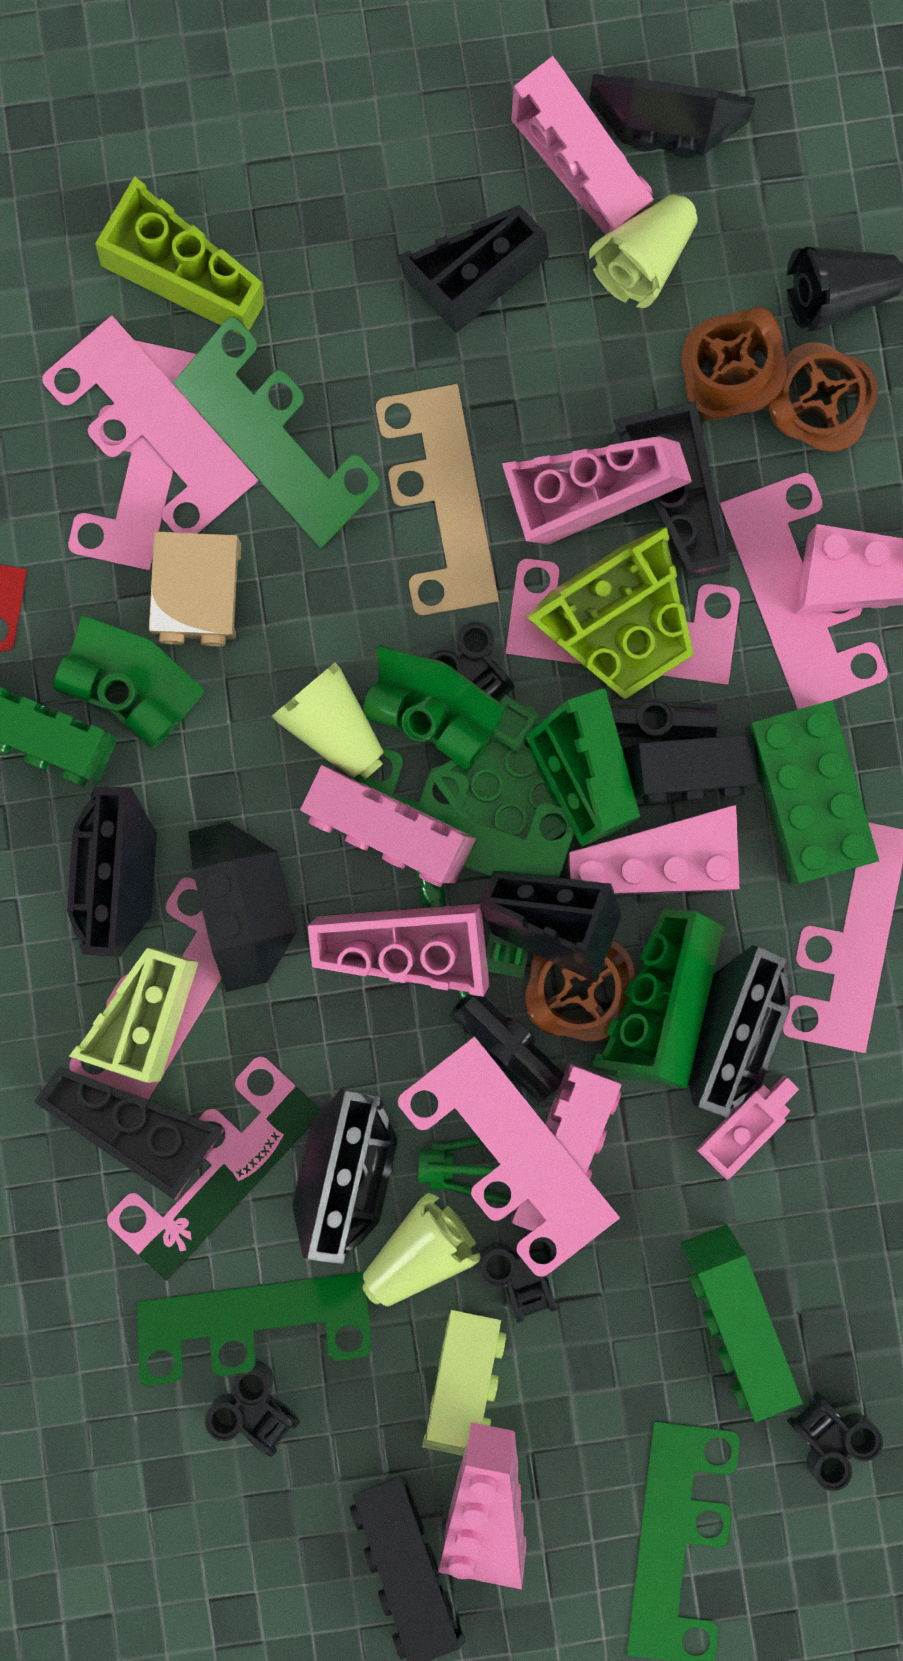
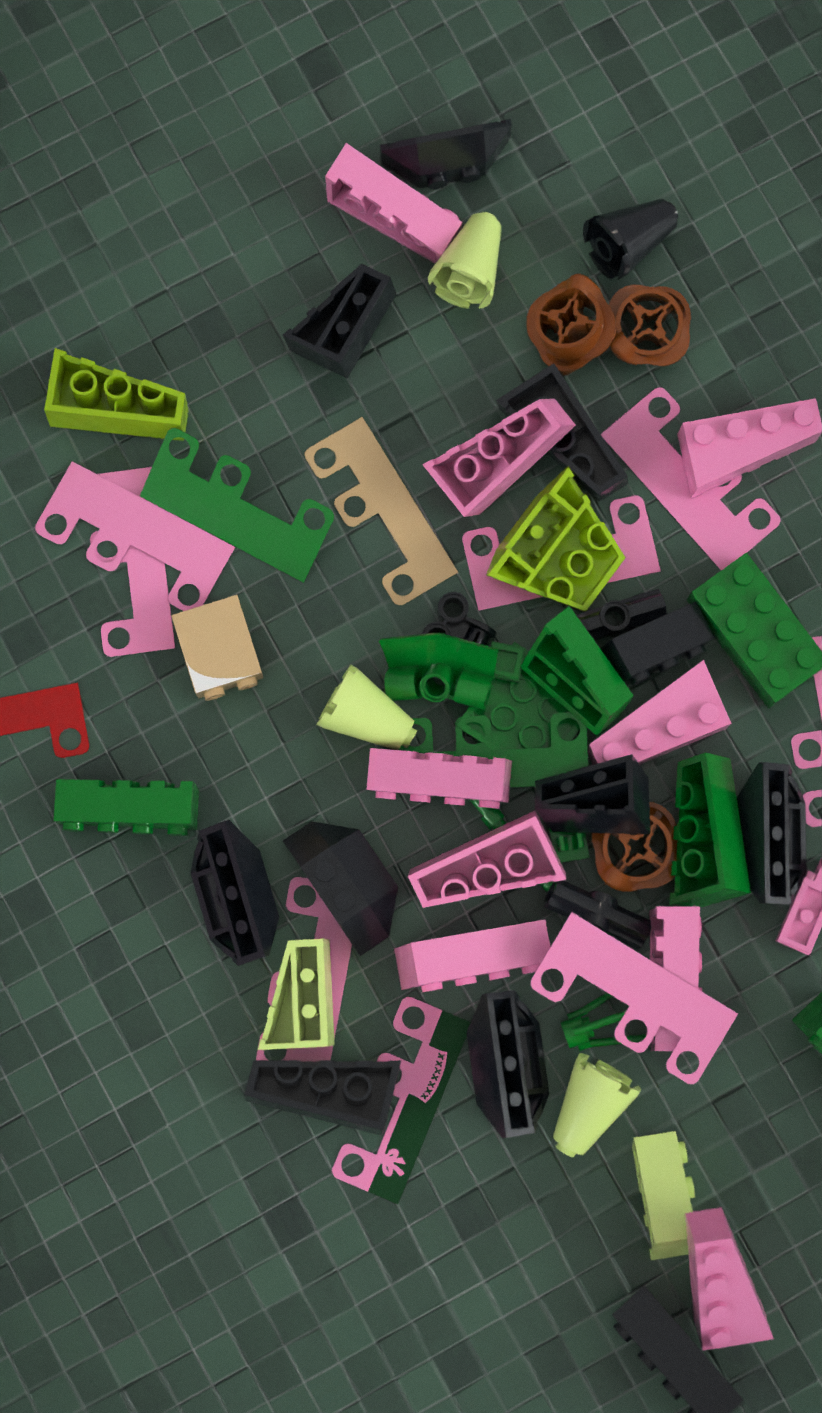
camera: 20 degrees left, 5 degrees down
(111, 656) = (170, 725): green panel -> none
(241, 1311) = (468, 1204): green piece -> none
(253, 1412) = (509, 1280): black piece -> none
(350, 1041) = (471, 955): none -> bright pink wedge
(525, 1289) = (680, 1094): black piece -> none

